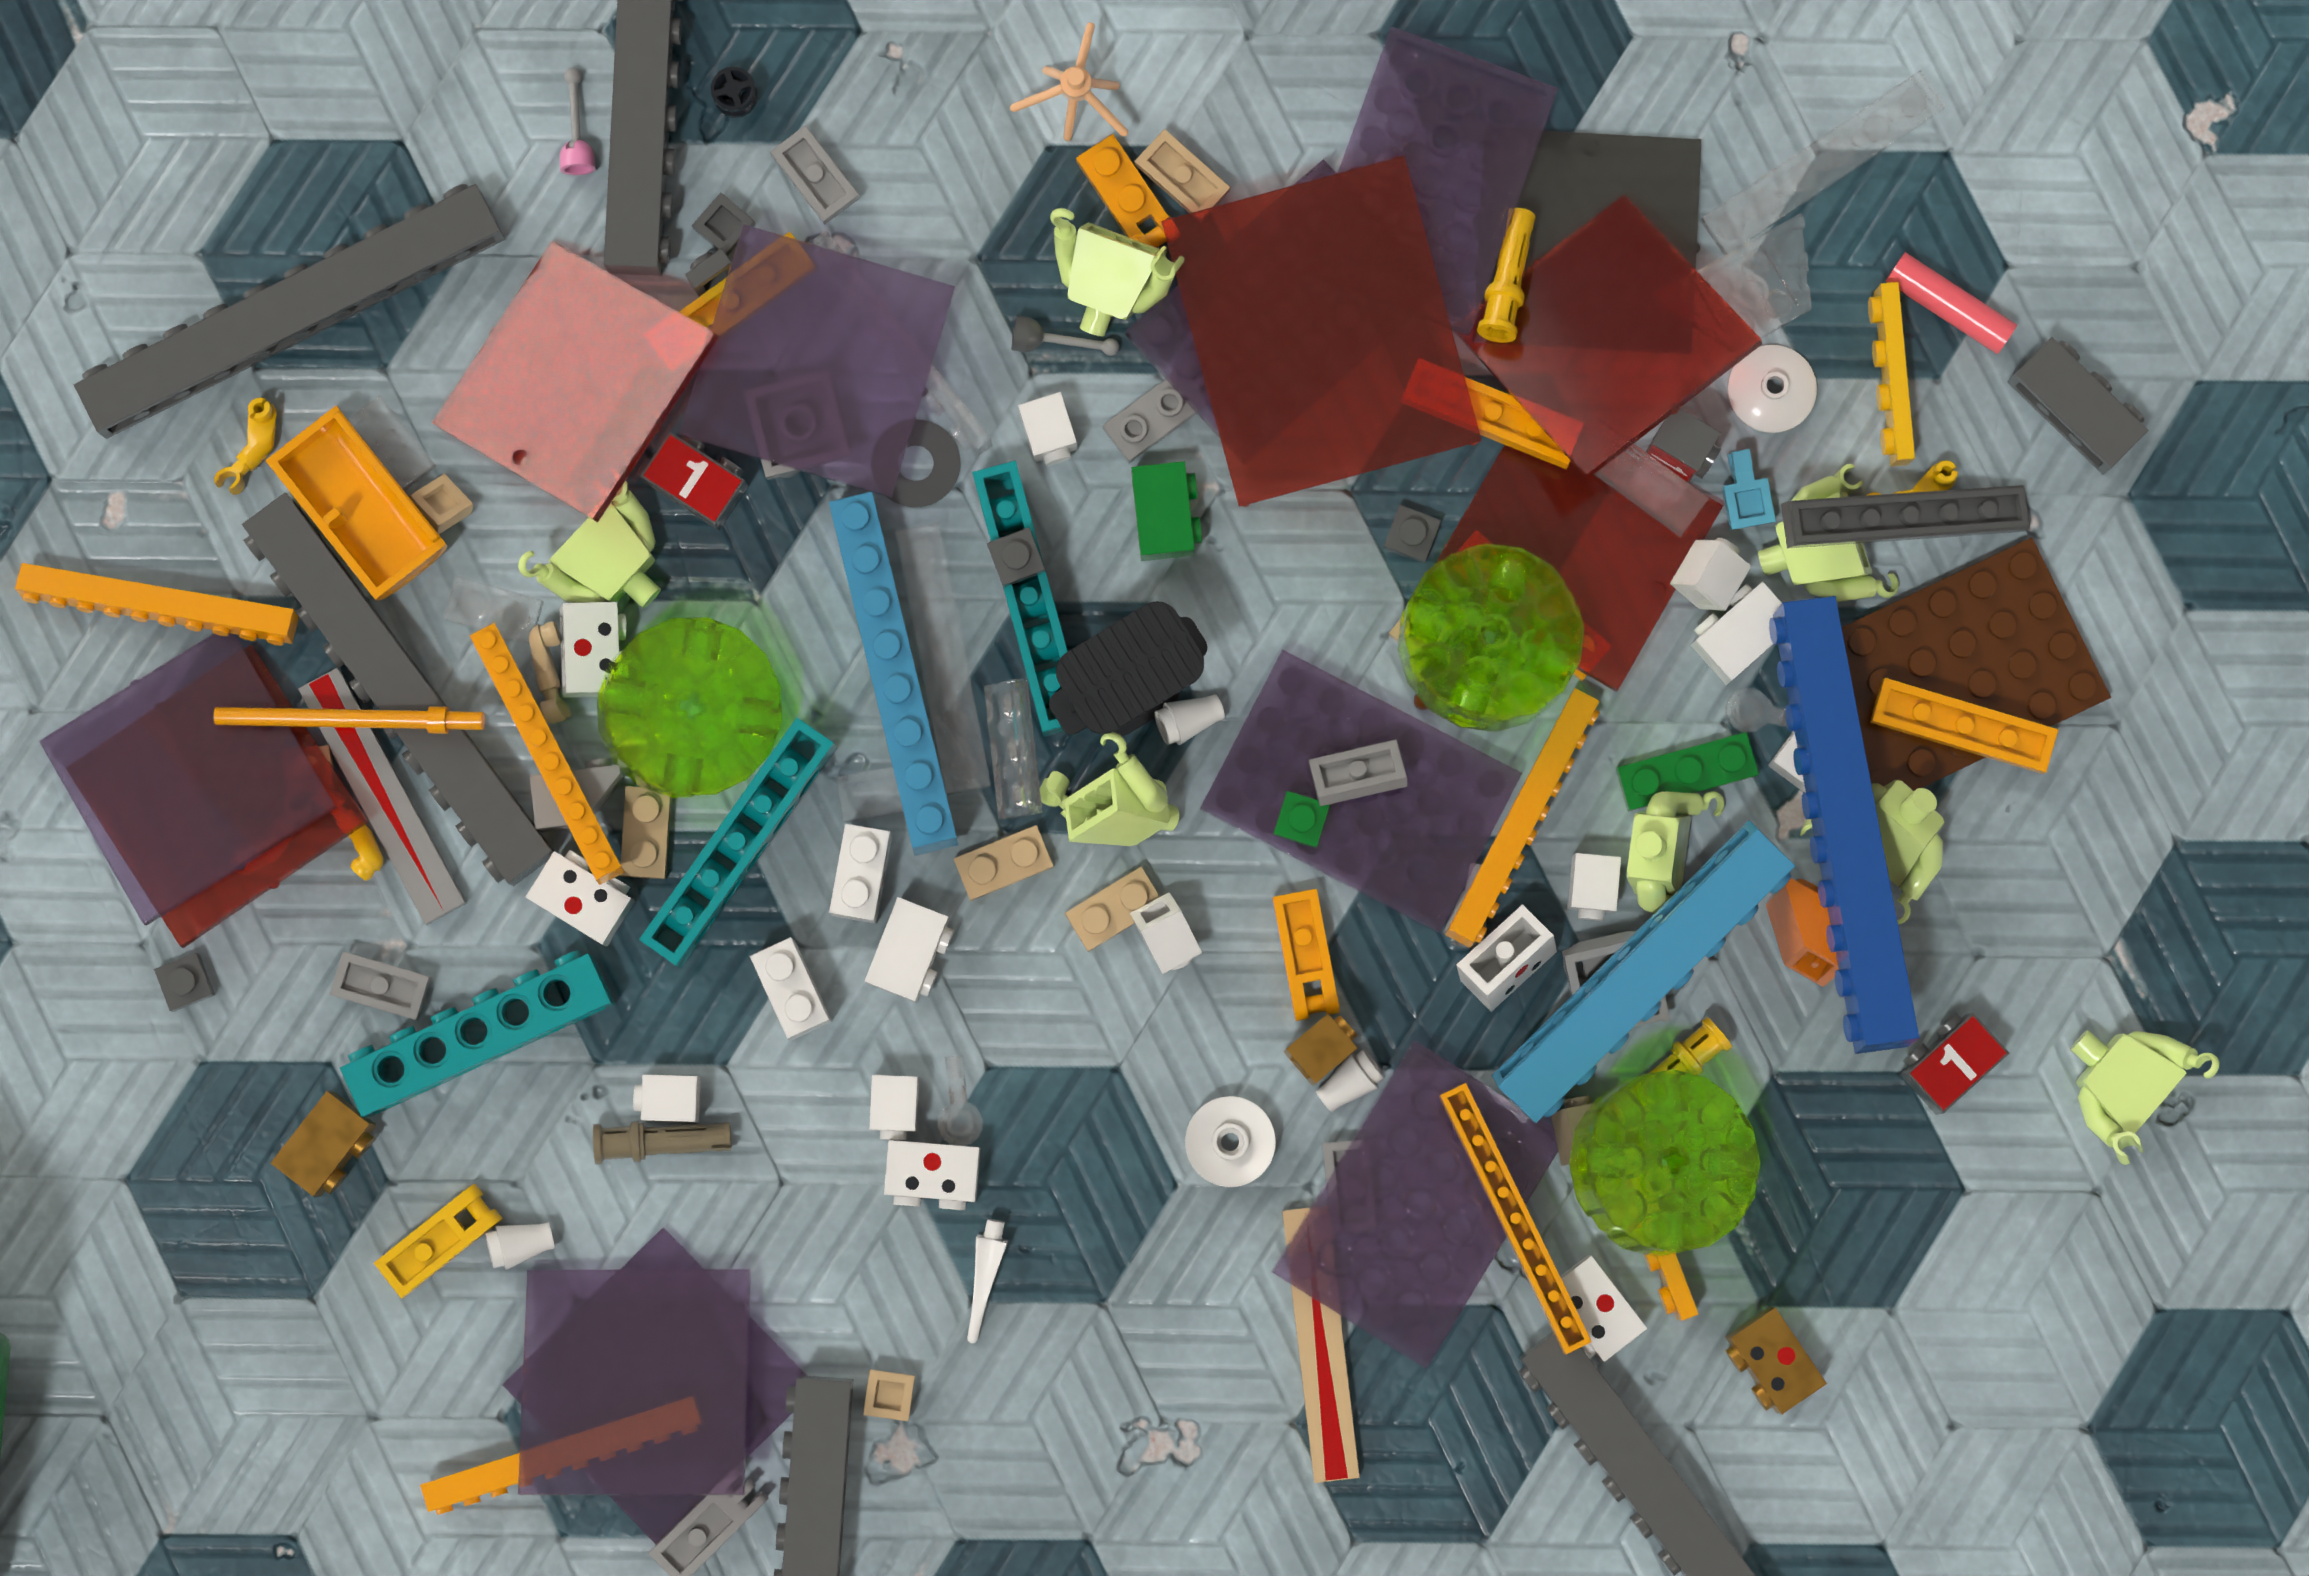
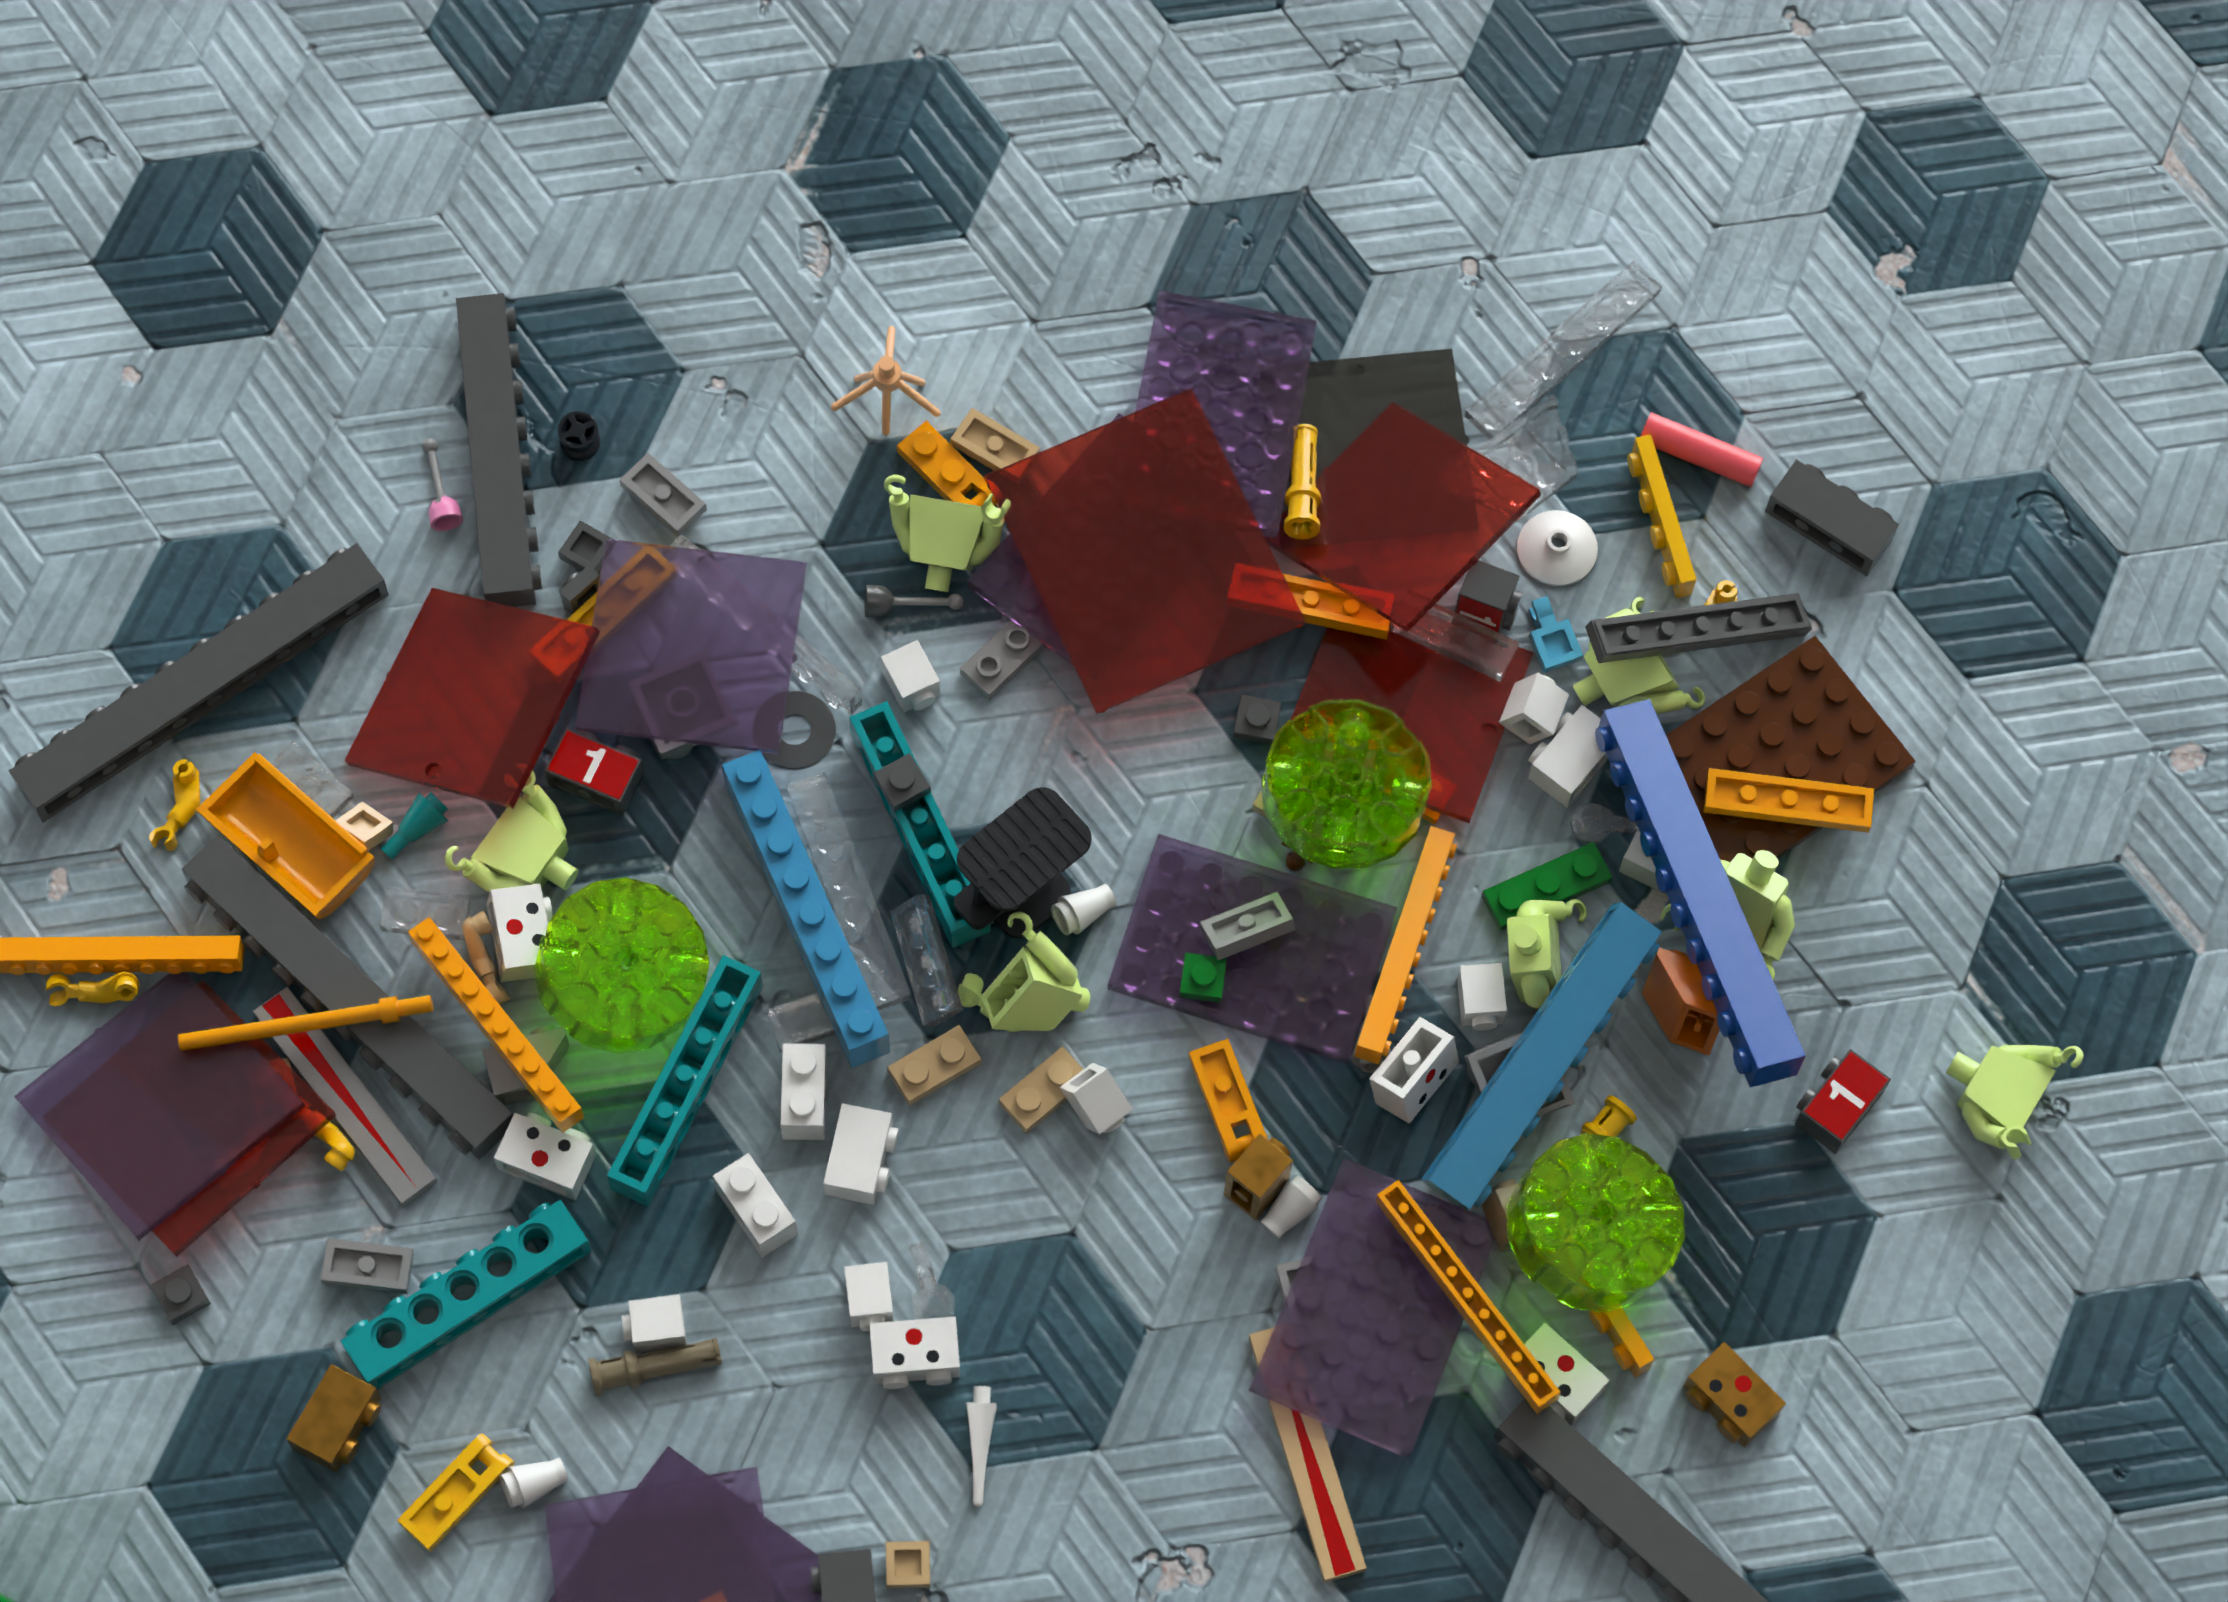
camera: 10 degrees left, 15 degrees down
(161, 640) = (120, 986): none -> yellow arm
(506, 501) = (421, 818): none -> teal cone
(645, 834) = (597, 1090): tan plate -> none
(1164, 511) = (1028, 731): green brick -> none
(1254, 1135) = (1193, 1258): white dish -> none

